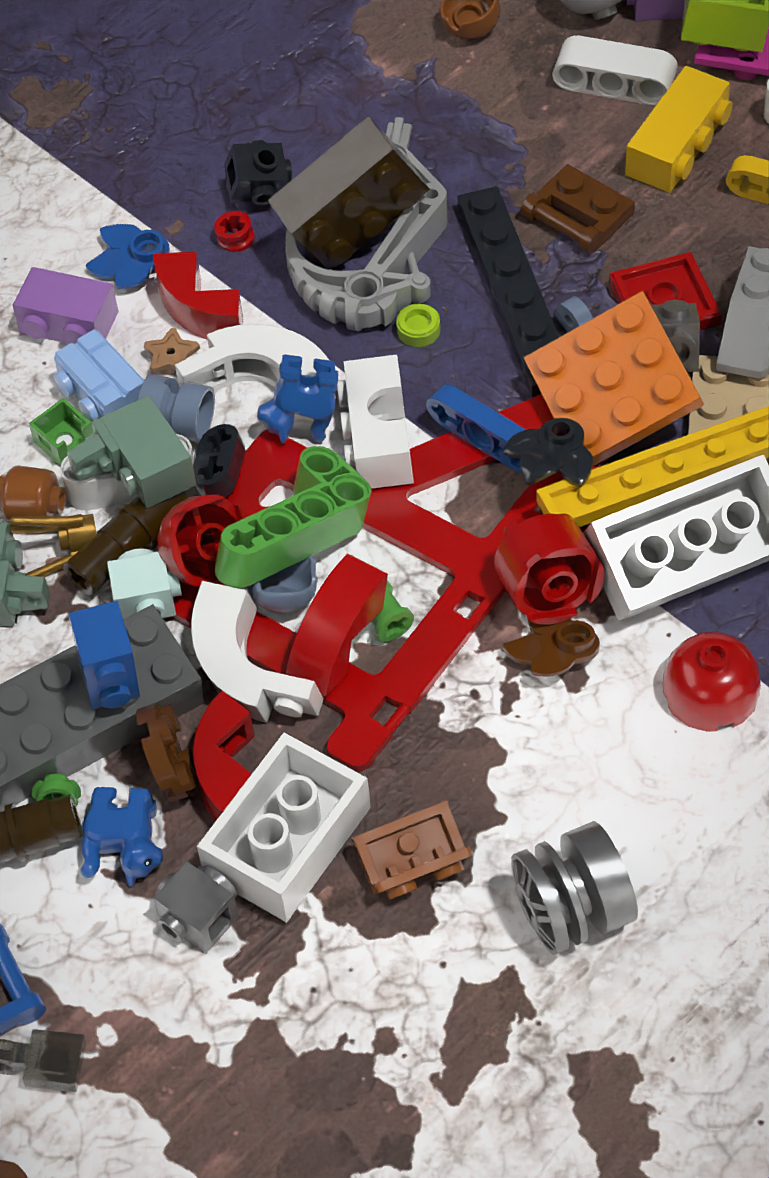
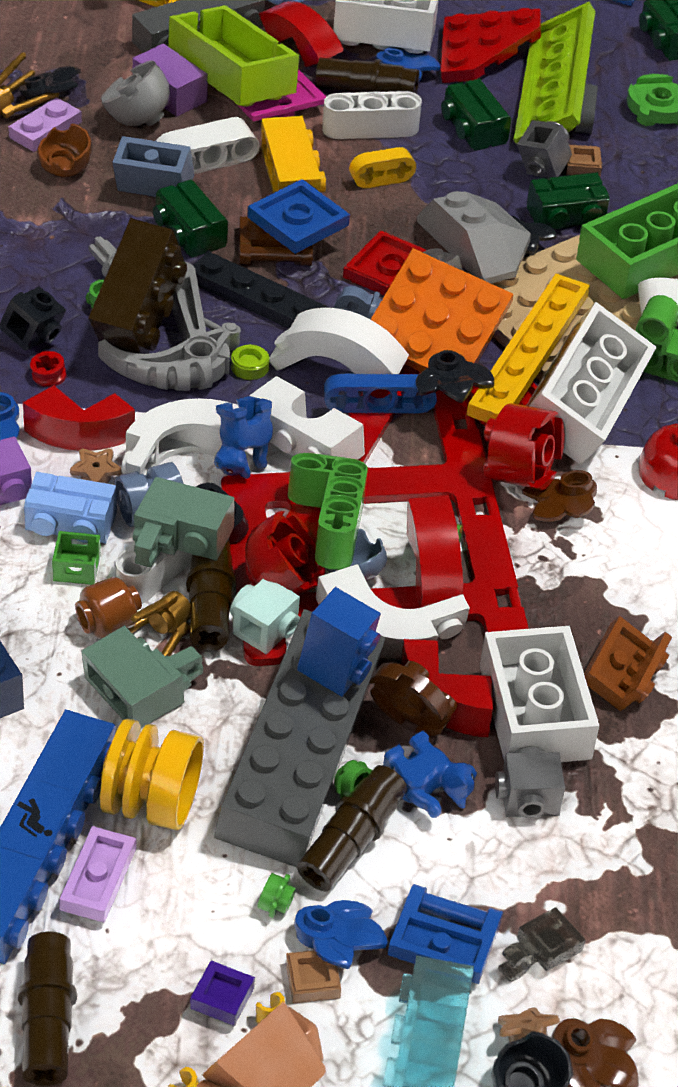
camera: 50 degrees left, 10 degrees down
(495, 358) = (342, 337): none -> white arch
(514, 142) = (192, 218): none -> dark green brick
(526, 69) = (150, 165): none -> sand blue brick
(604, 193) = (298, 216): none -> blue plate

